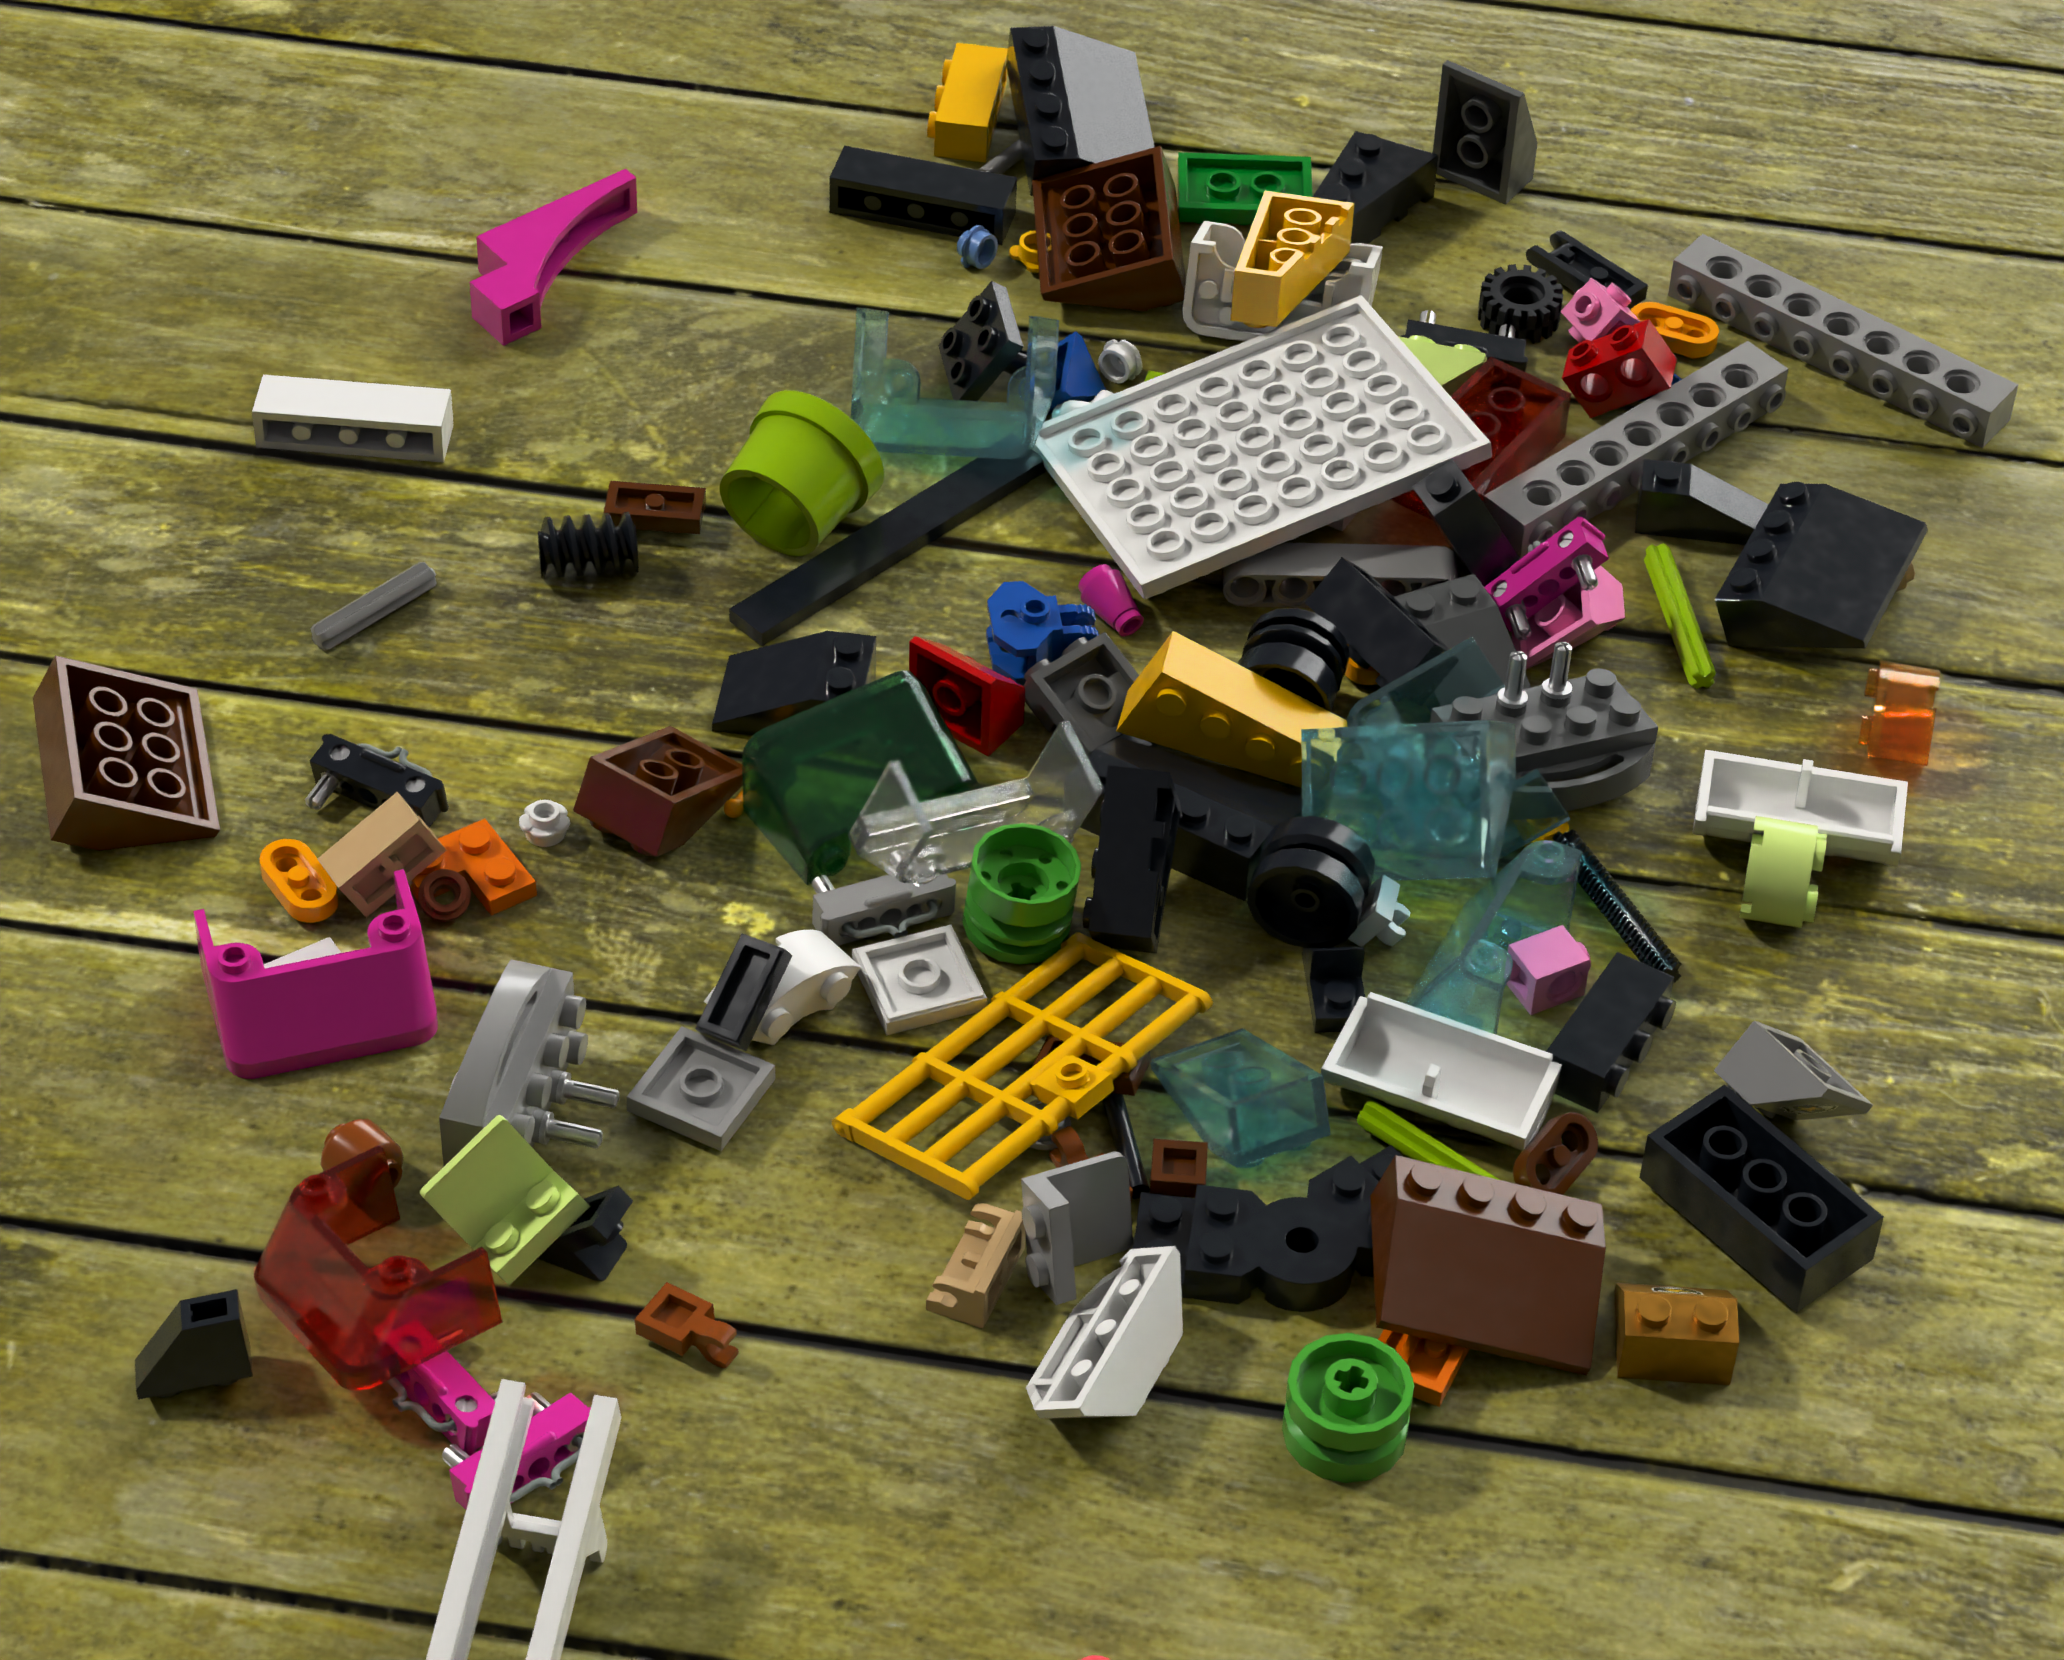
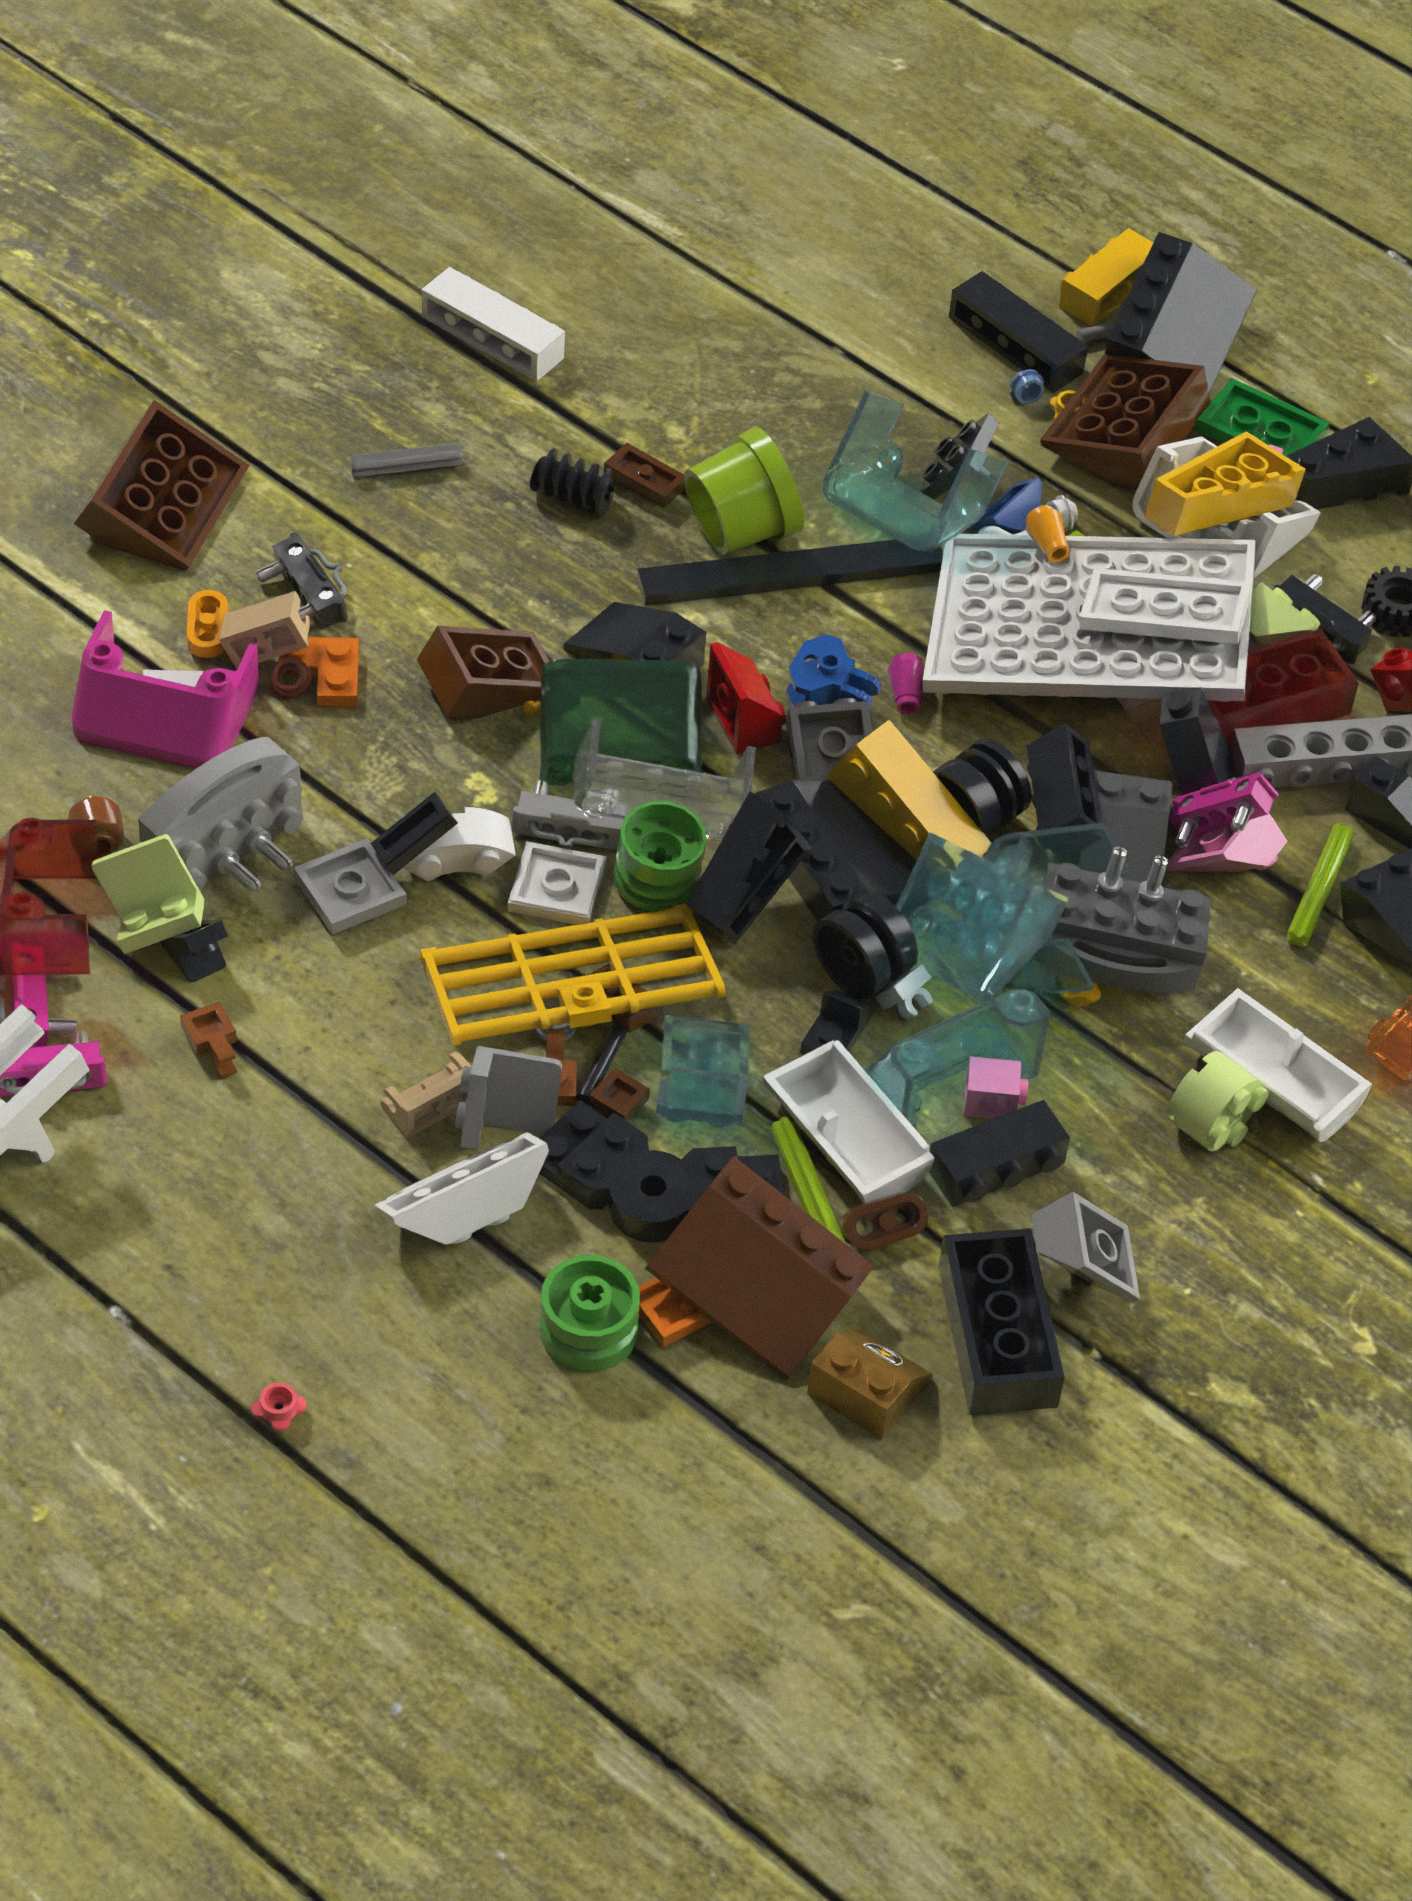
camera: 30 degrees right, 5 degrees up
(530, 251) = (711, 255): dark pink arch -> none
(544, 823) = (397, 659): white plate -> none
(1144, 378) = (1047, 531): none -> light orange cone
(1292, 571) = (1110, 745): light grey beam -> none
(1339, 396) = (1165, 606): none -> white plate
(1619, 909) = (1087, 1070): black axle -> none

